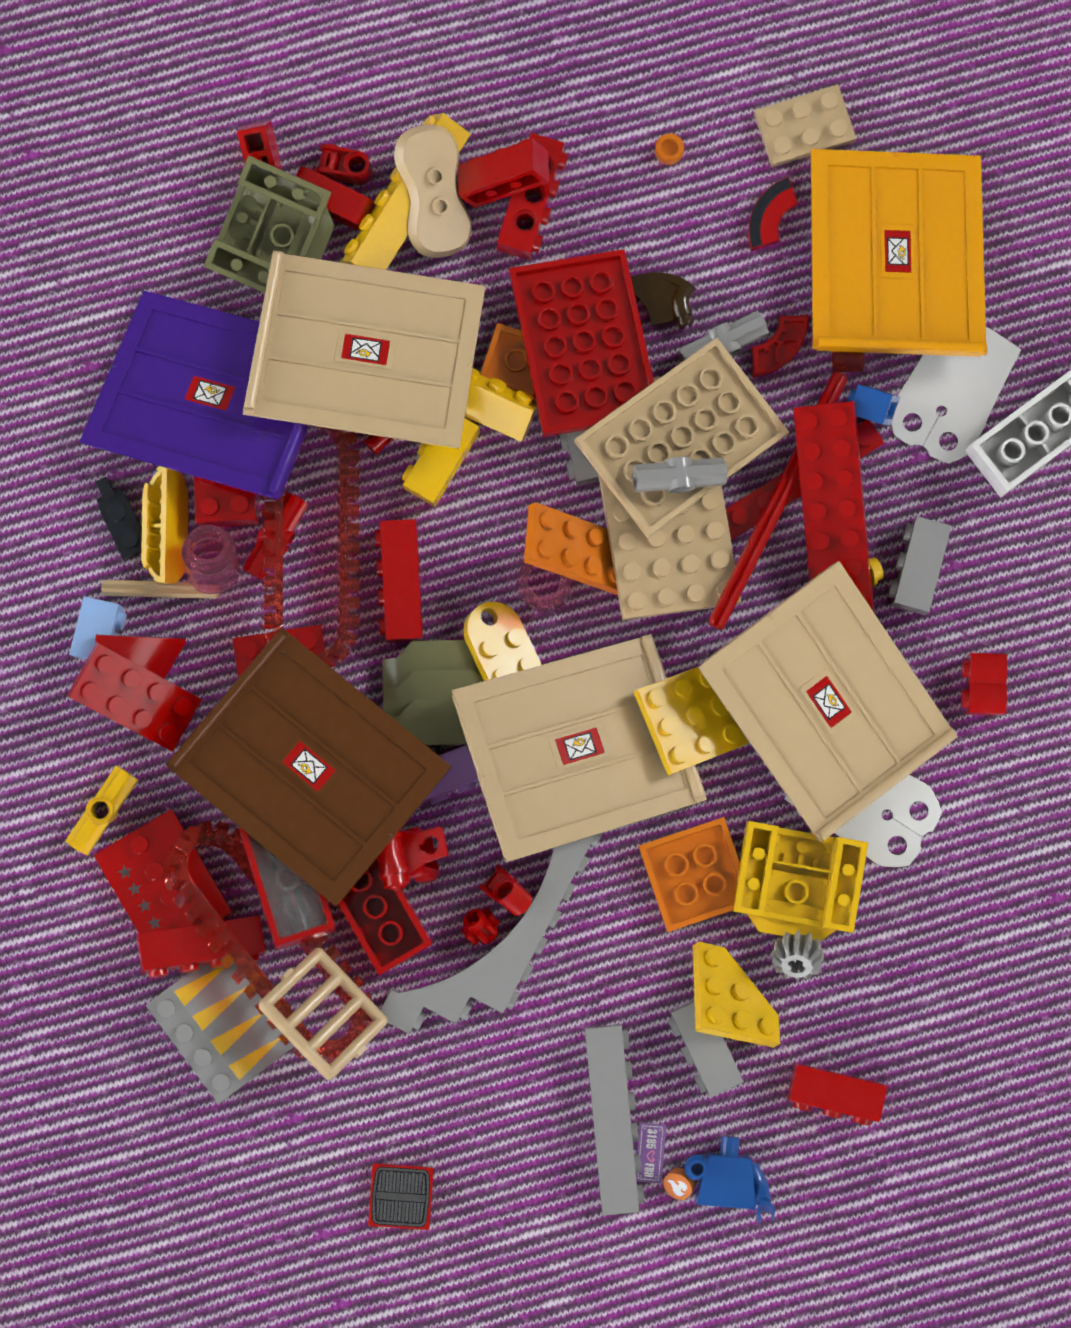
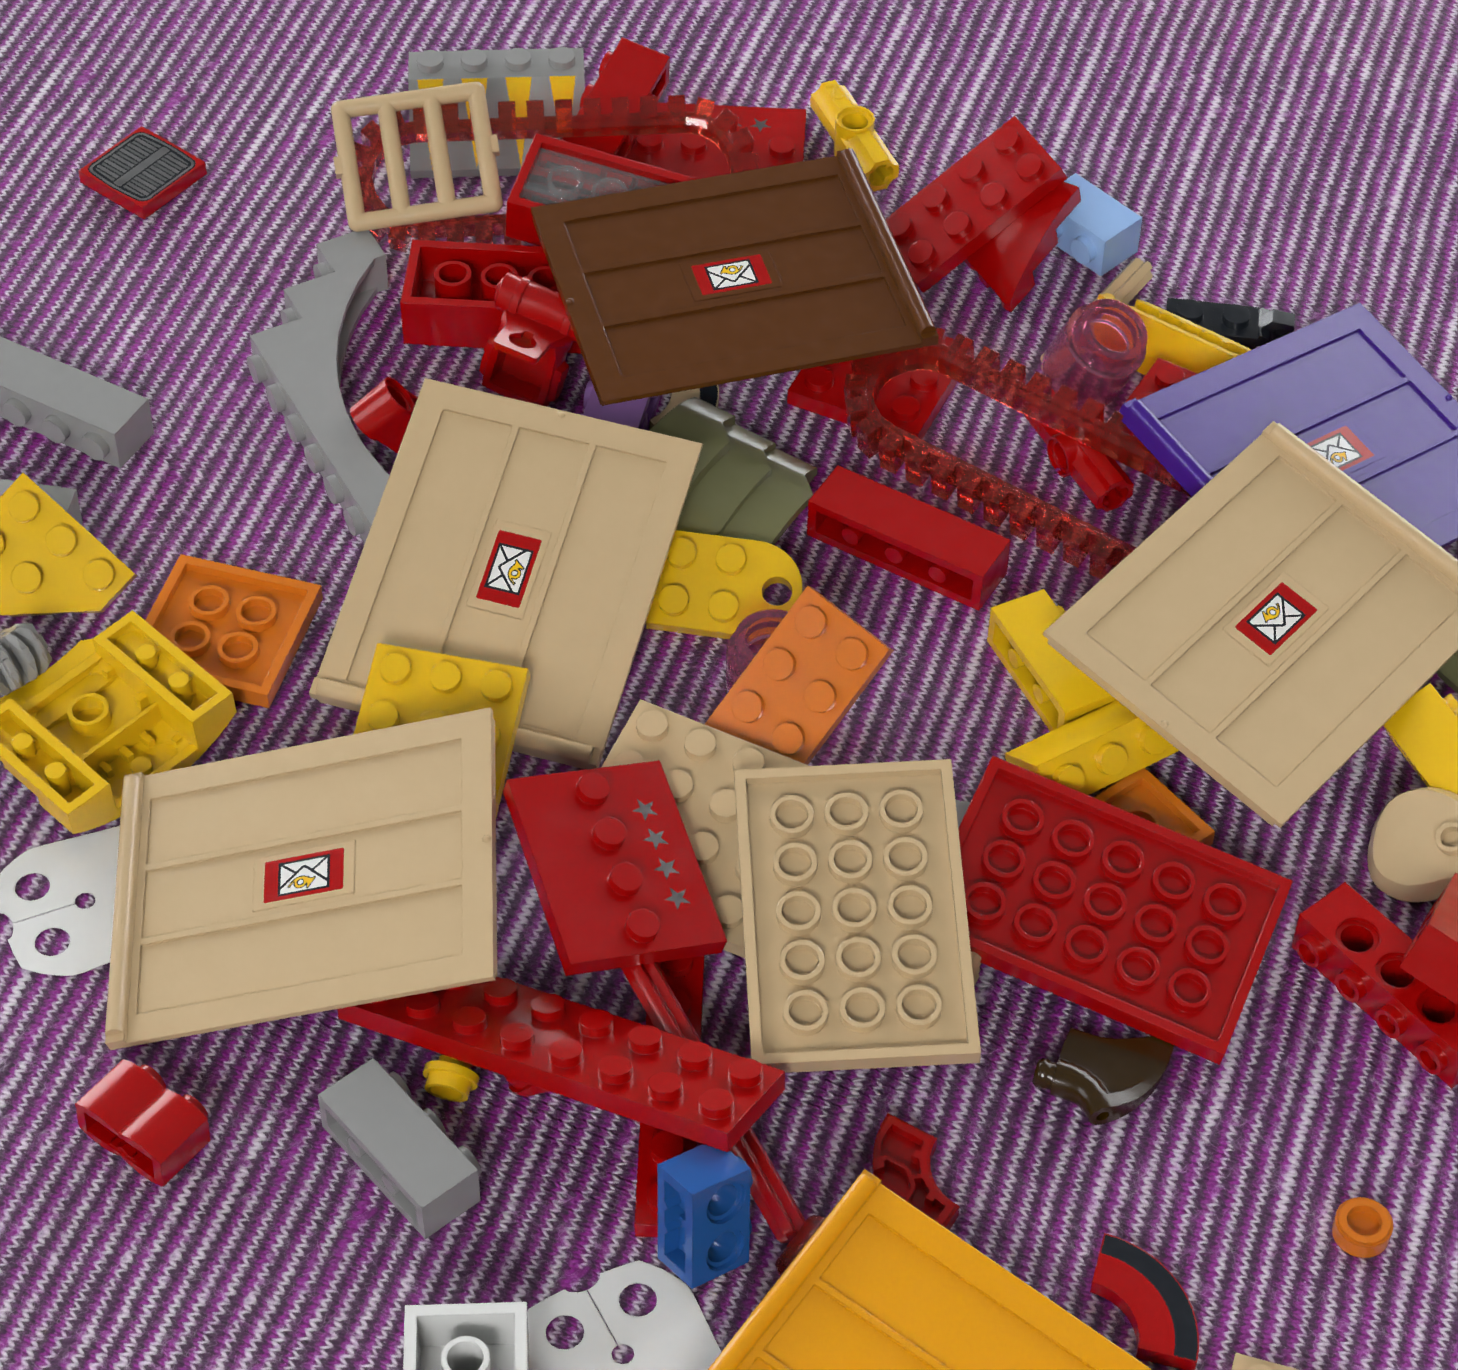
camera: 120 degrees right, 35 degrees down
(480, 926) = (372, 370): red gear -> none
(679, 474) = (792, 846): light grey piece -> none
(732, 336) = (973, 1111): light grey piece -> none
(735, 557) = (613, 867): none -> red plate

